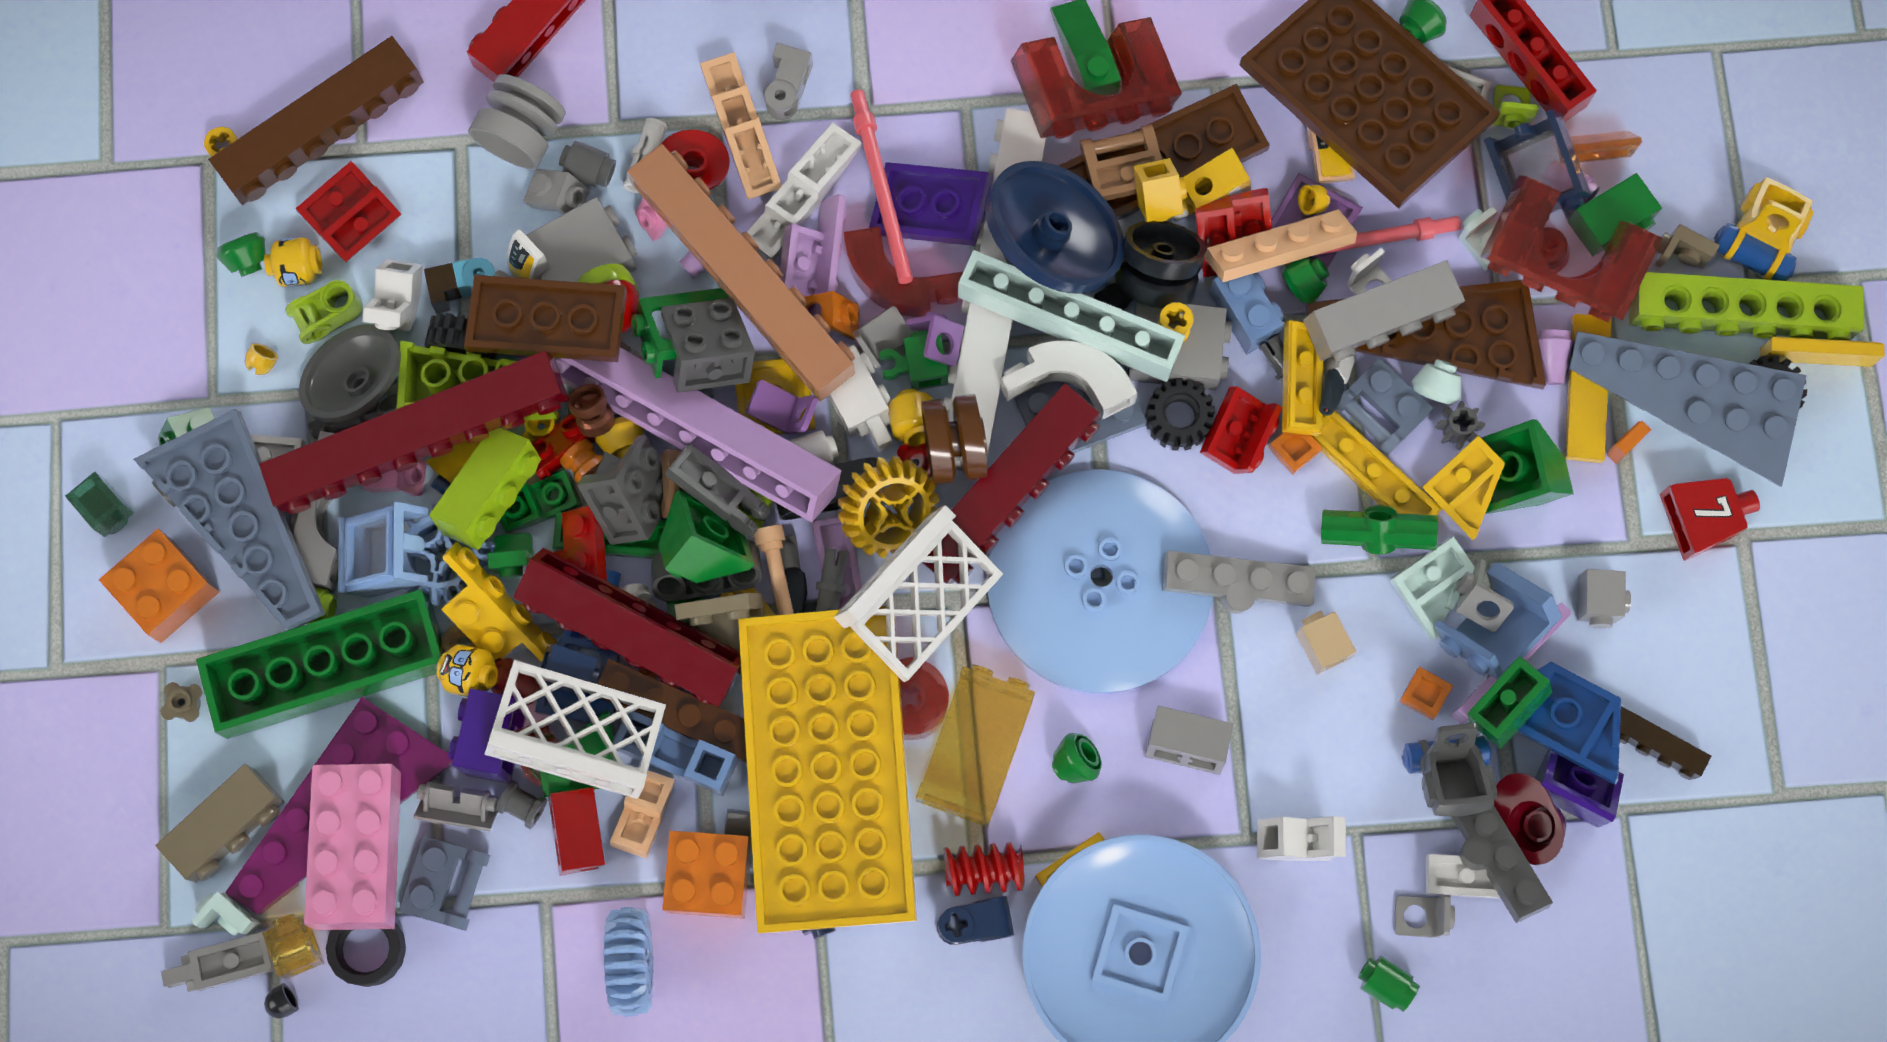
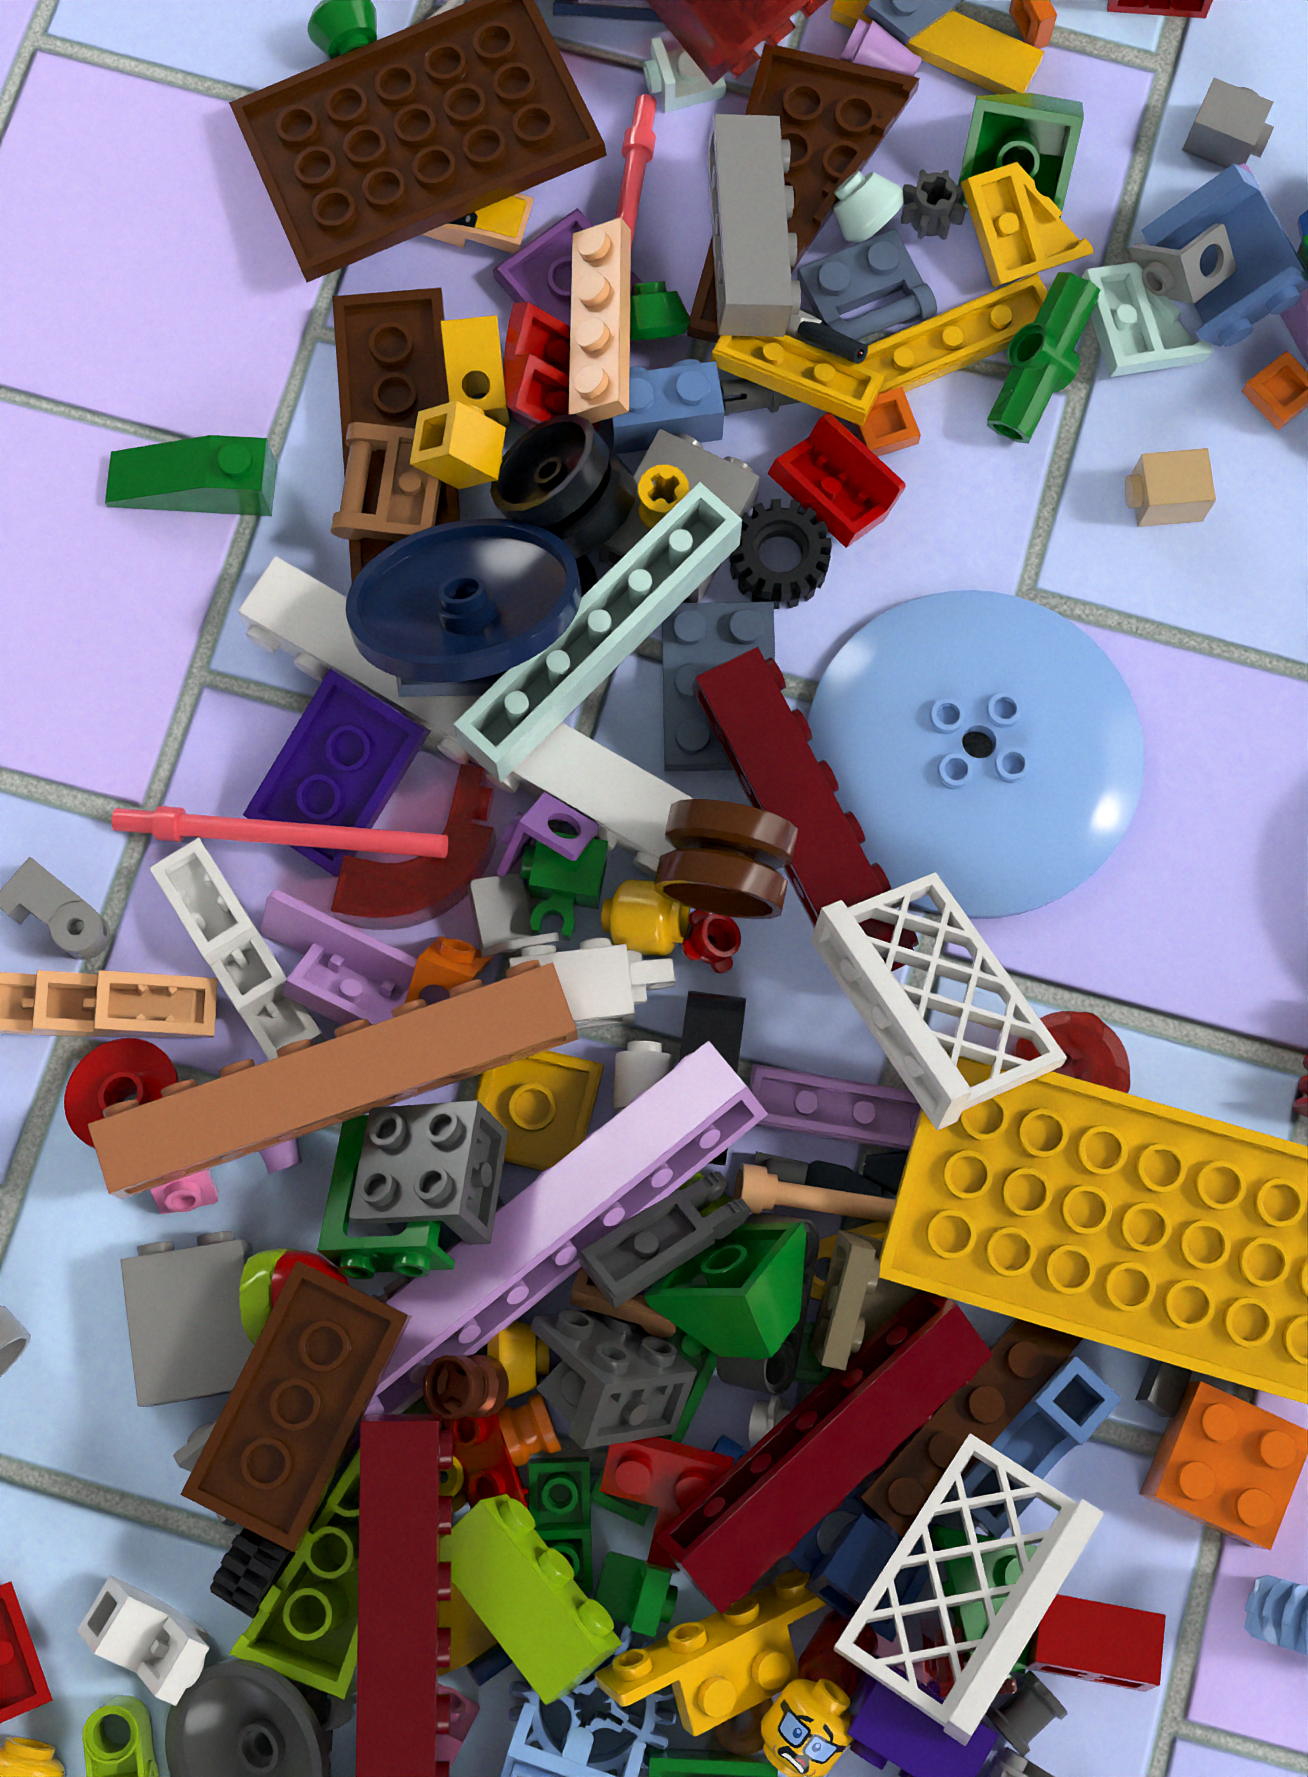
camera: 70 degrees left, 0 degrees up
(454, 281) = (160, 1527): leg -> none
(525, 258) = (179, 1405): slope -> none
(555, 191) = (80, 1322): light grey bracket -> none
(587, 164) = (56, 1258): dark grey brick -> none
(643, 816) = (1118, 1546): light nougat slope -> none
(650, 138) = (74, 1160): white pin -> none
(781, 408) = (566, 1098): medium lavender bracket -> none
(832, 580) = (858, 1125): dark grey pin -> none
(906, 483) = (781, 1033): yellow gear -> none
(976, 745) = (1165, 1013): clear yellow panel -> none
(1065, 107) = (274, 527): clear red arch -> none
(1076, 364) = (684, 638): white arch -> none
(1076, 759) = (1226, 876): green cone -> none
(1189, 740) = (1246, 715): light grey hinge -> none
(1238, 580) = (1046, 567): light grey hinge -> none
(1313, 194) = (534, 261): yellow hinge -> none
(1365, 271) = (668, 234): white bracket -> none

